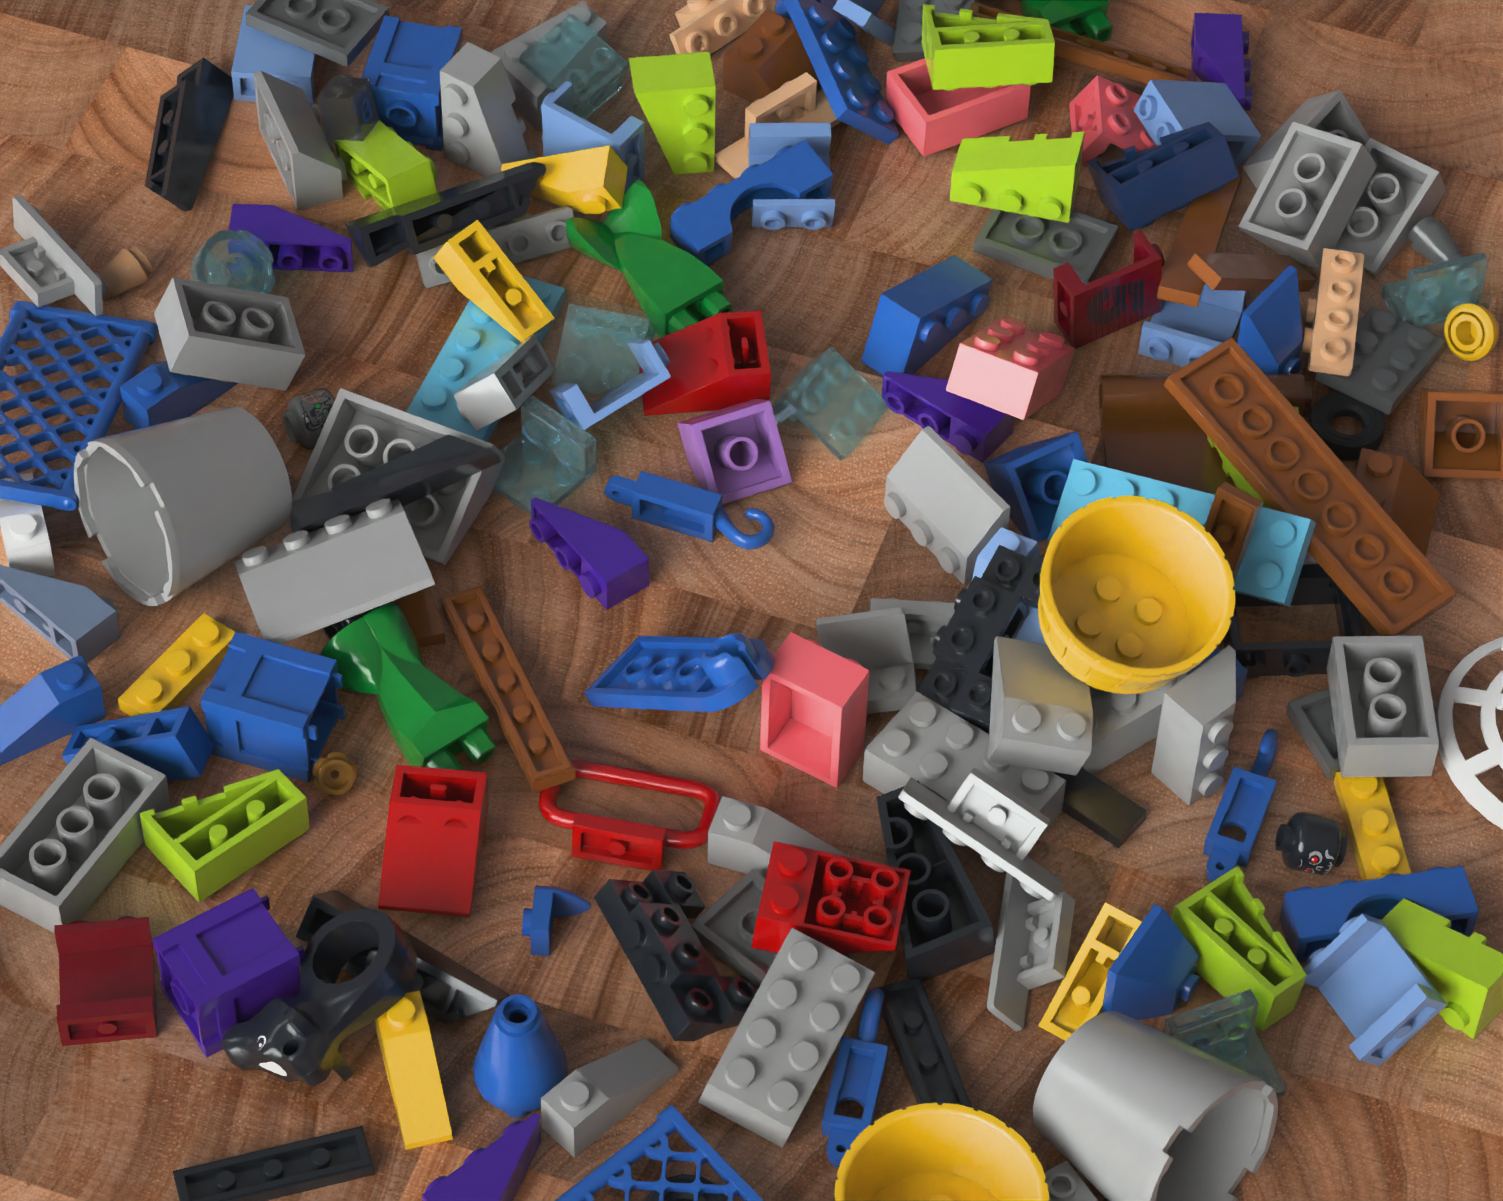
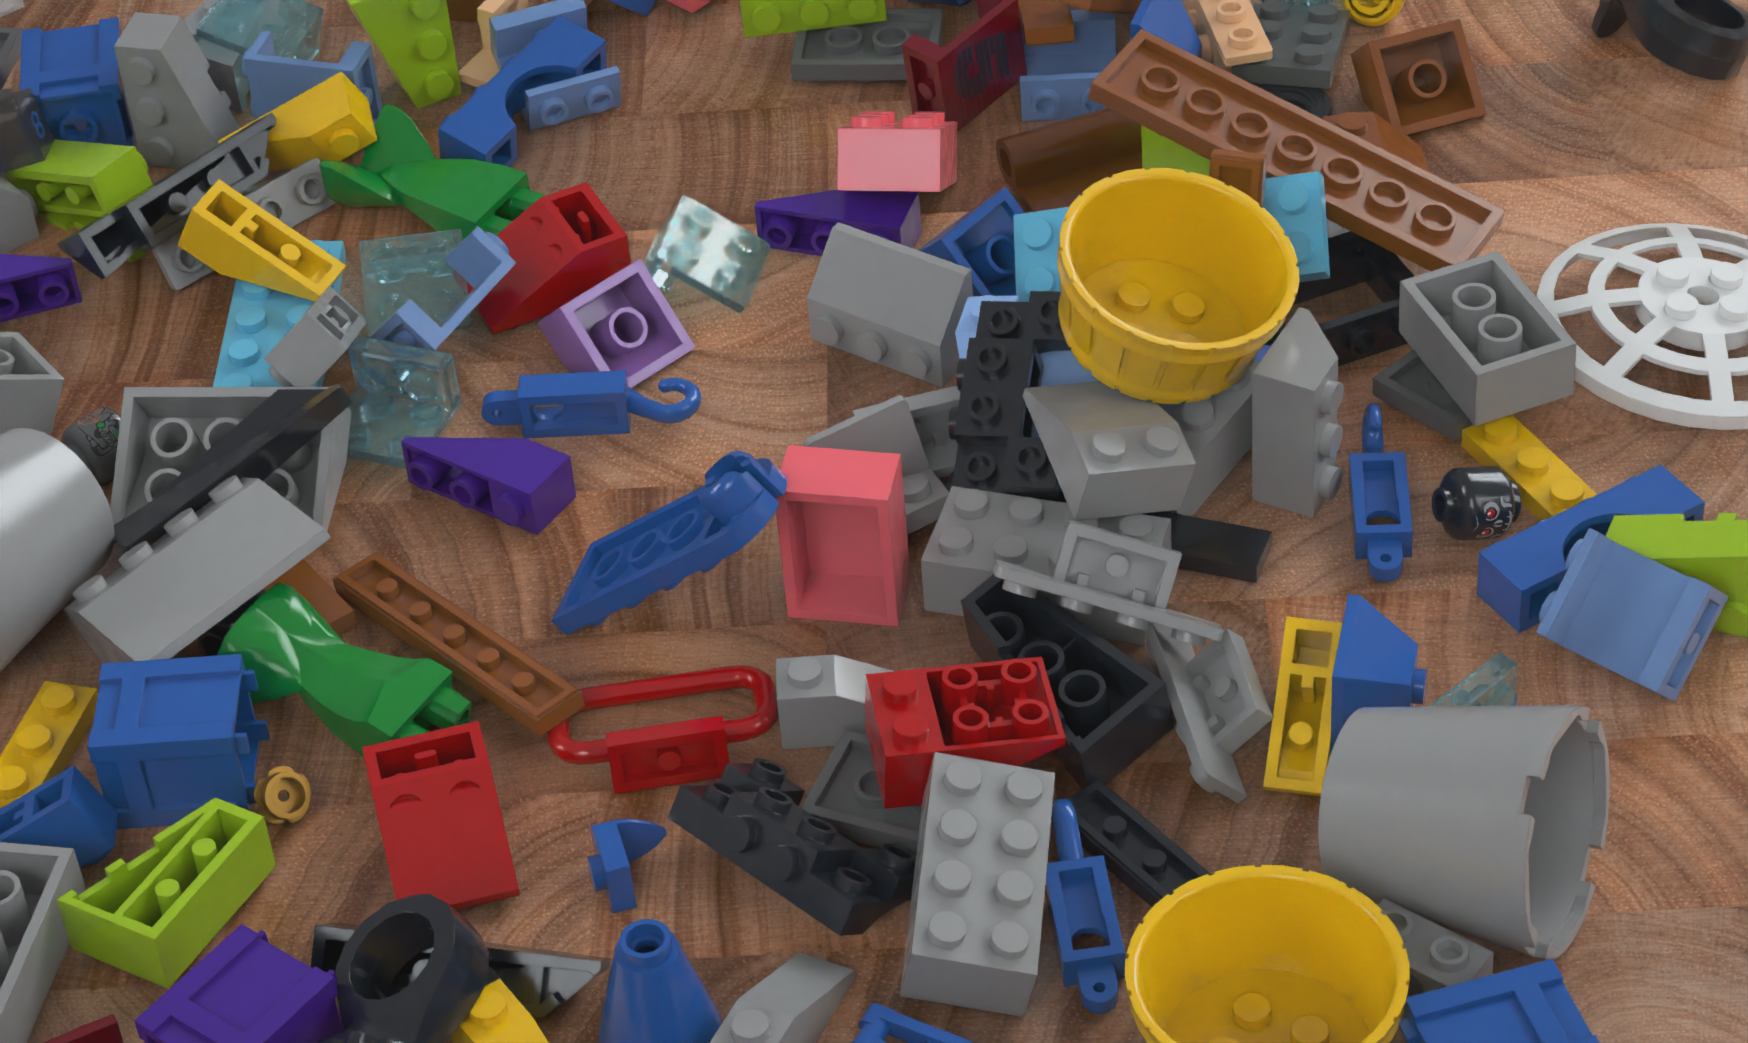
camera: 15 degrees left, 10 degrees down
(925, 315) = (770, 145): blue wedge -> none
(1240, 947) = (1461, 623): lime wedge -> none

